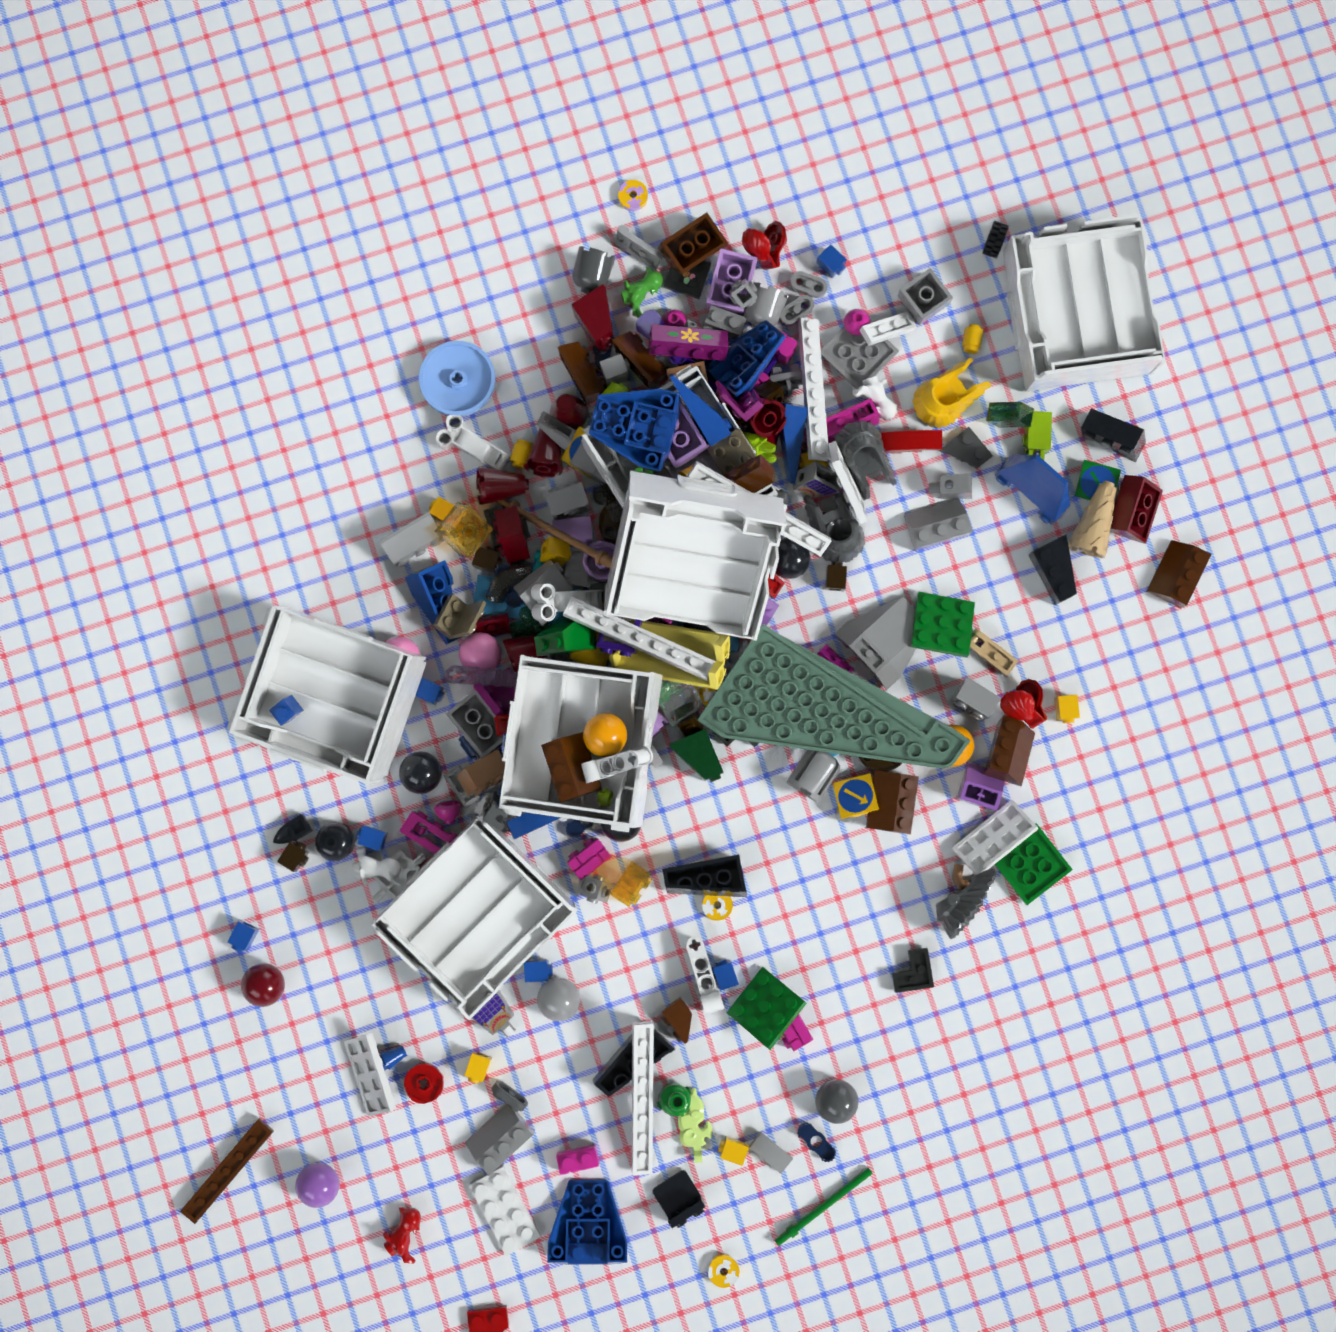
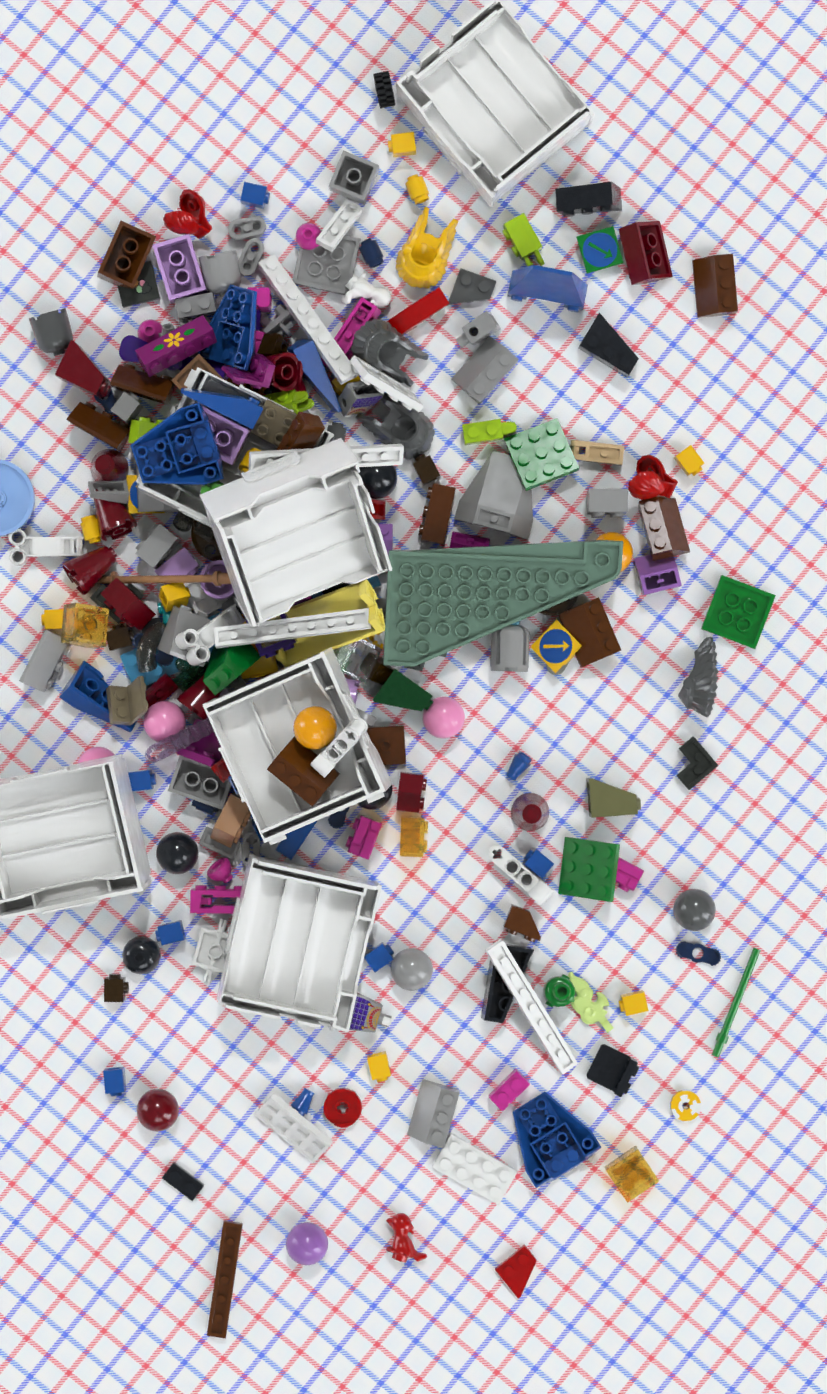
camera: 35 degrees left, 5 degrees up
(246, 1061) = (183, 1181): none -> black plate
(286, 710) = (33, 871): blue brick -> none
(293, 830) = (100, 967): black plate -> none
(369, 867) = (185, 958): white animal -> none
(492, 813) = (259, 849): dark grey hinge -> none
(509, 1095) = (420, 1073): dark grey plate -> none
(596, 889) = (386, 858): light grey brick -> none
(605, 797) = (347, 779): lime plate -> none
(636, 292) = (102, 327): bright green animal -> none
(637, 202) = (39, 236): yellow piece -> none
(638, 247) = (79, 286): light grey plate -> none
(639, 1303) = (631, 1174): none -> clear yellow brick
(652, 844) = (410, 792): none -> dark red brick
(660, 791) = (389, 743): none -> reddish brown plate
(708, 877) = (475, 790): black wedge -> none
(717, 914) = (492, 817): yellow piece -> none
(721, 798) = (444, 717): none -> bright pink piece
(743, 300) = (199, 280): light grey brick -> none
(745, 926) = (530, 811): none -> cone
(760, 879) = (519, 765): none -> blue cone
(770, 1152) = (665, 985): light grey slope -> none
(821, 959) = (608, 800): none -> olive slope
(822, 620) = (437, 513): none -> reddish brown brick
(901, 368) = (371, 253): none -> dark blue brick
(908, 576) = (487, 431): none -> lime hinge
(957, 877) = (683, 661): medium nougat arm -> none
(982, 294) = (402, 144): none -> yellow brick
(995, 838) = (694, 609): white plate -> none
(1009, 414) = (489, 237): clear green brick -> none
(1095, 524) = (620, 295): tan cone -> none

